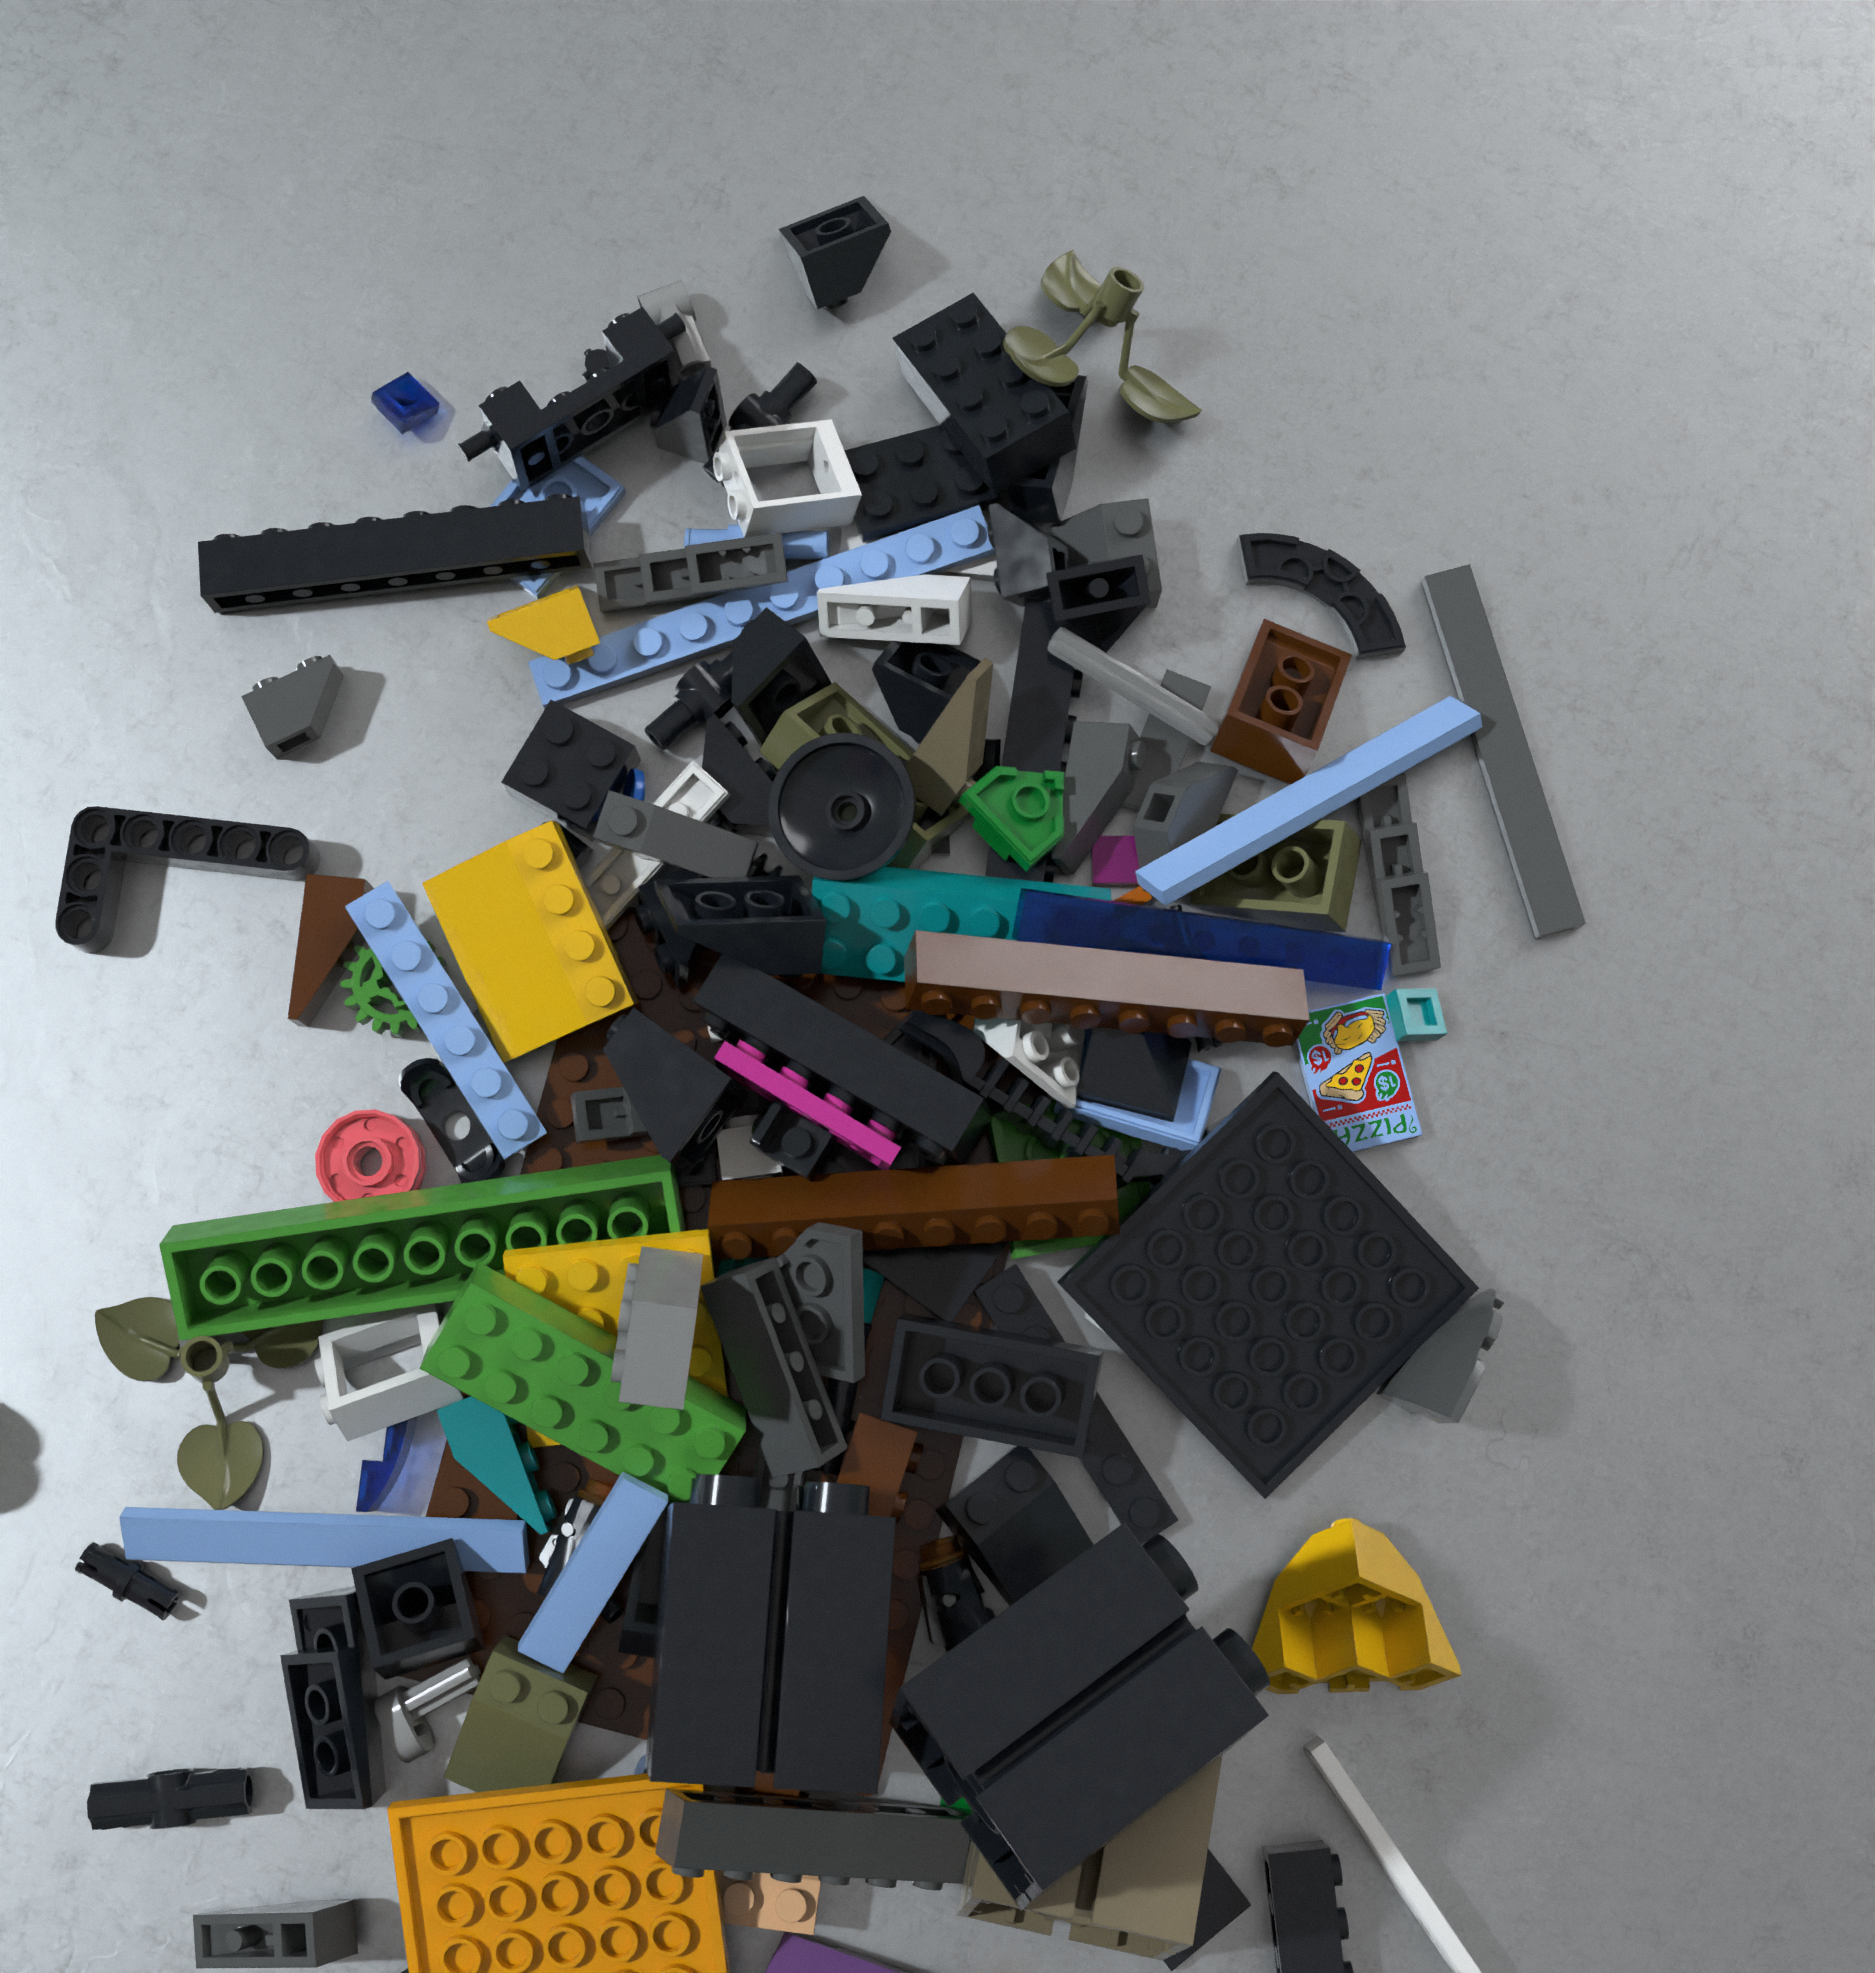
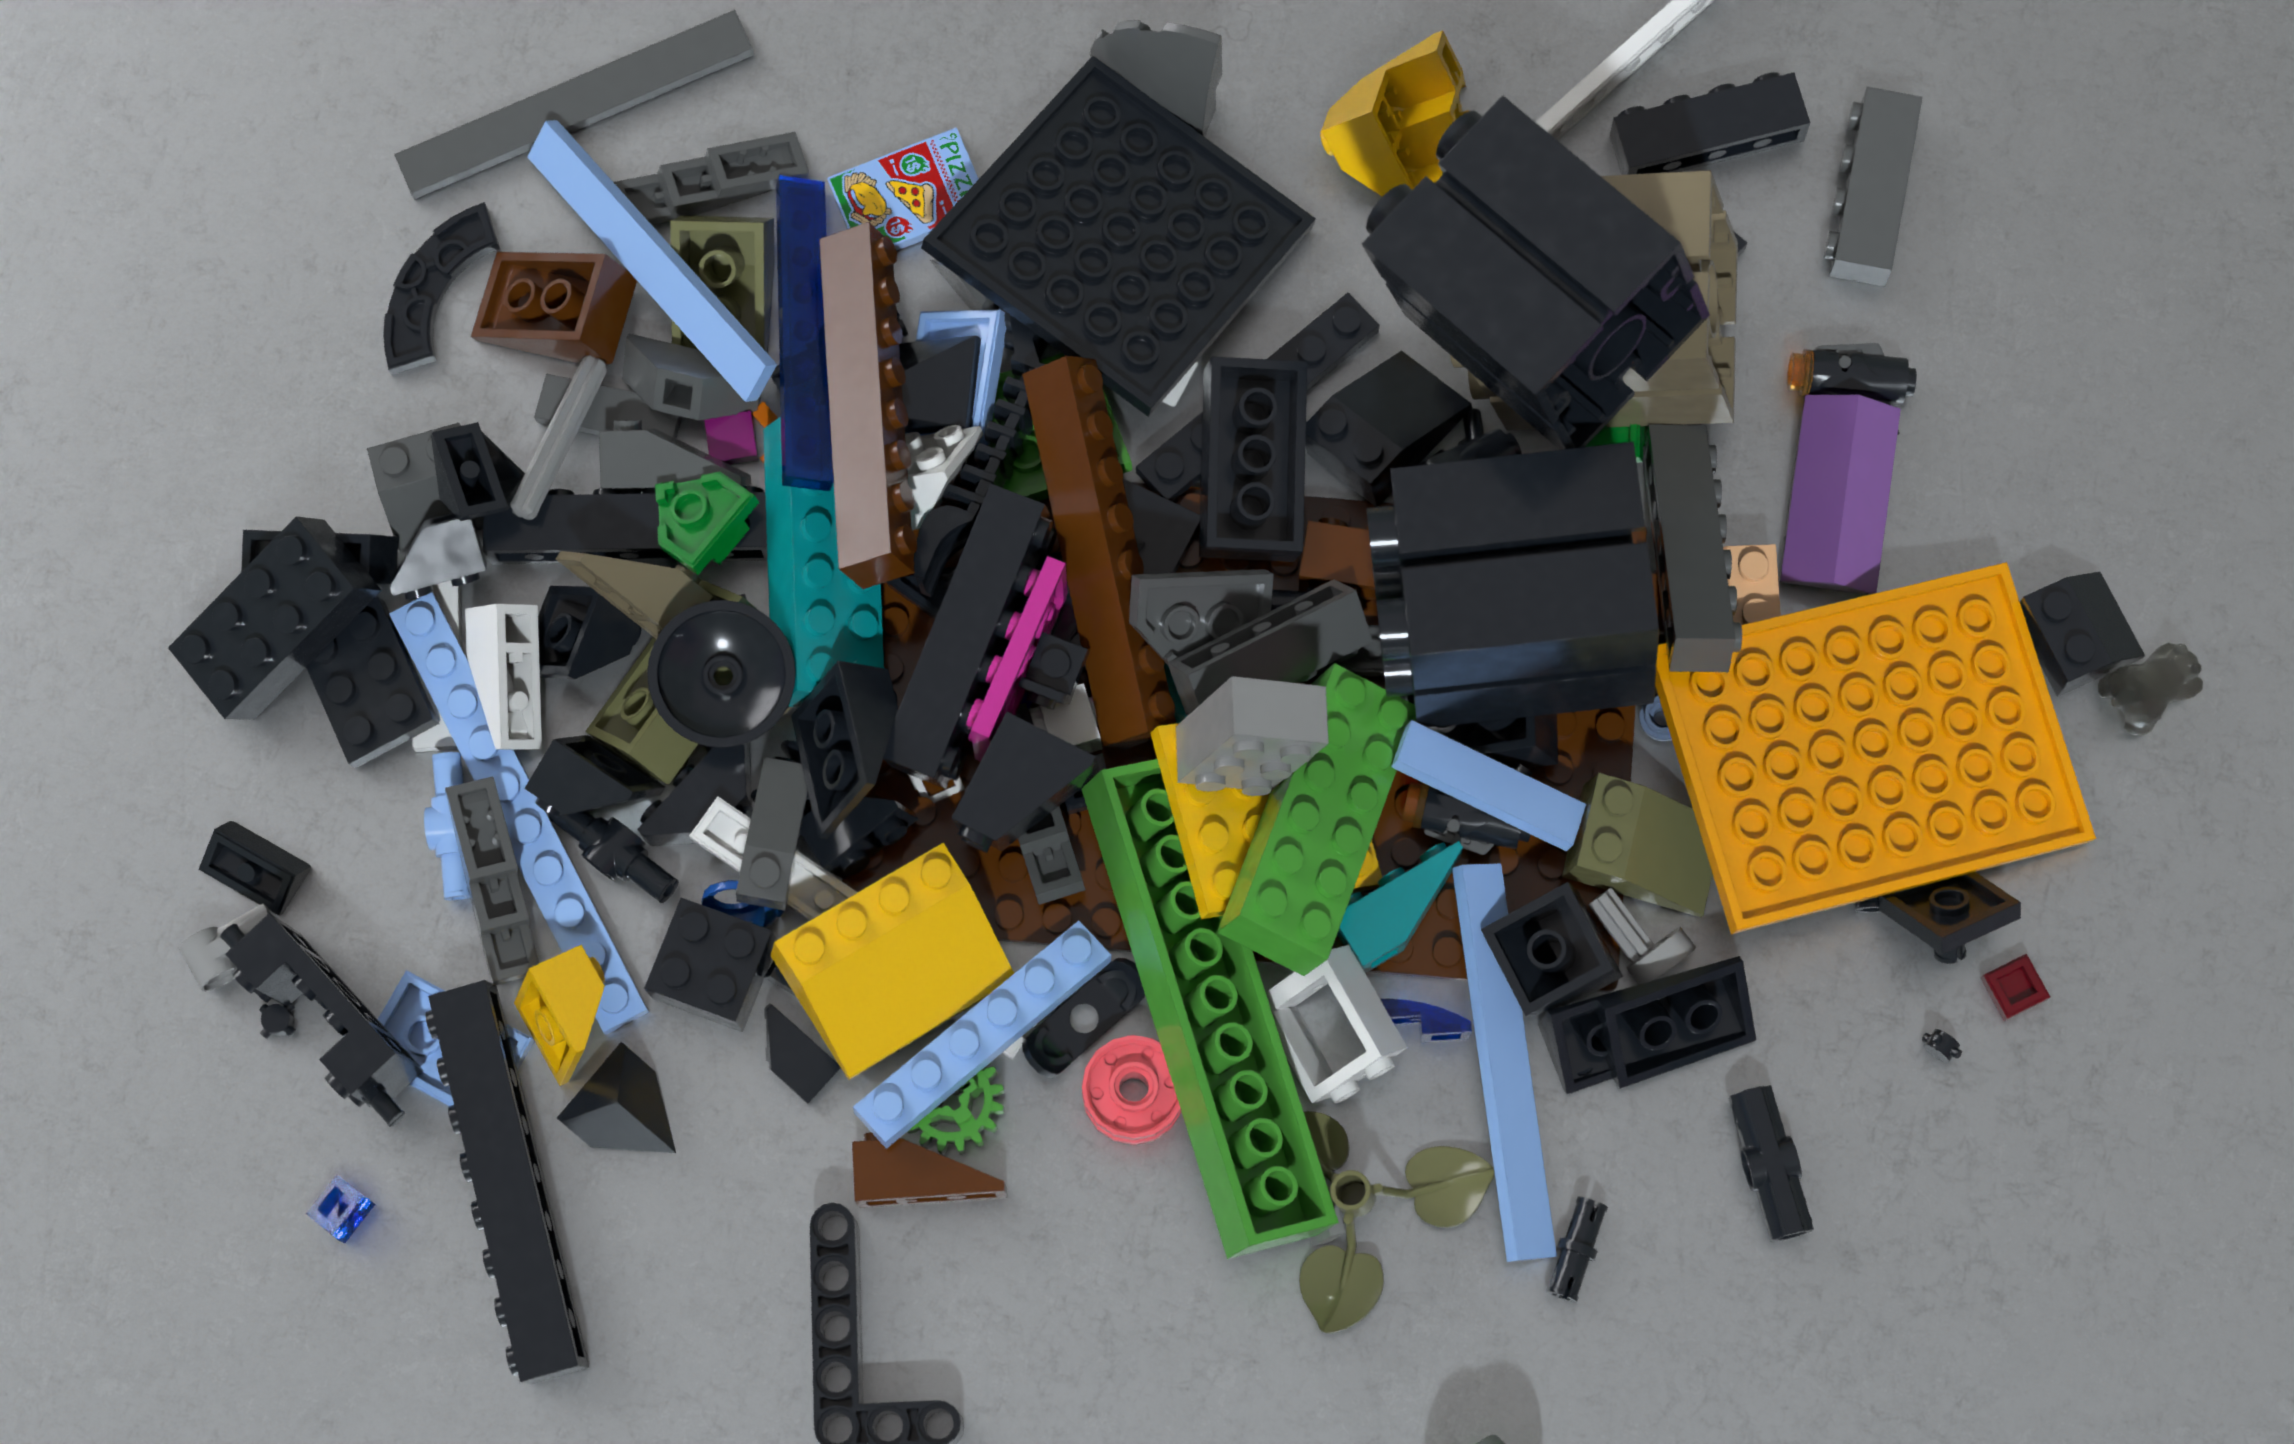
camera: 90 degrees left, 5 degrees down
(276, 1935) = (1875, 1040): dark grey slope -> none
(296, 706) = (683, 1257): dark grey slope -> none
(453, 670) = (620, 1107): none -> black slope
(468, 836) = (795, 1056): none -> black slope
(691, 417) = (329, 903): black slope -> none
(757, 357) = (253, 866): none -> black slope
(771, 407) = (325, 844): black pin -> none
(785, 444) = (349, 775): white window -> none
(836, 250) = (128, 797): black slope -> none
(1111, 303) = (174, 500): olive plant -> none
(1416, 1014) = (843, 146): teal plate -> none

